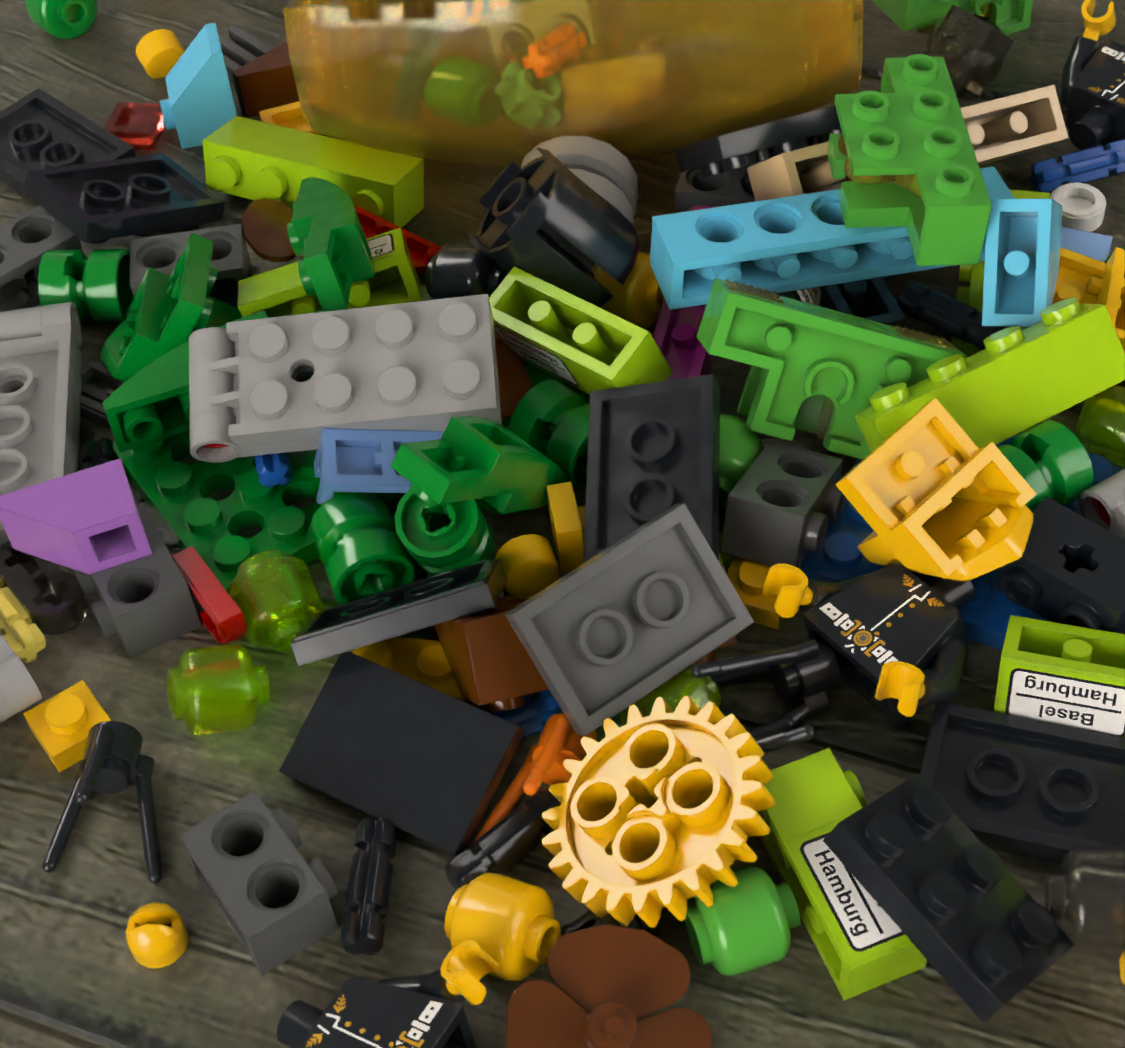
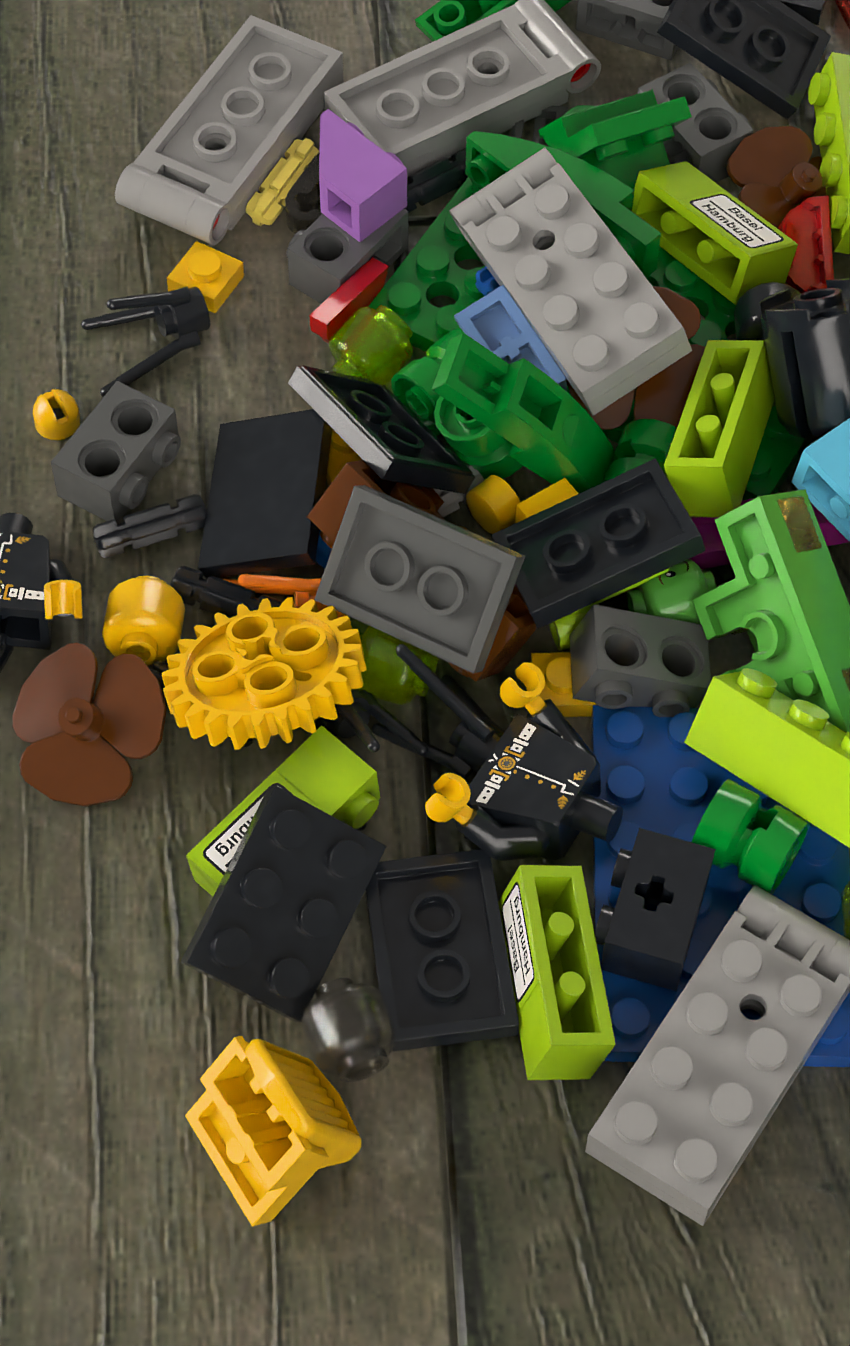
camera: 60 degrees right, 10 degrees up
(94, 283) = (629, 53): green wheel -> none
(216, 689) = (267, 347): clear neon green head -> none
(331, 243) = (720, 202): green slope -> none
(745, 924) = (208, 777): bright green head -> none
(940, 500) = (652, 759): yellow piece -> none

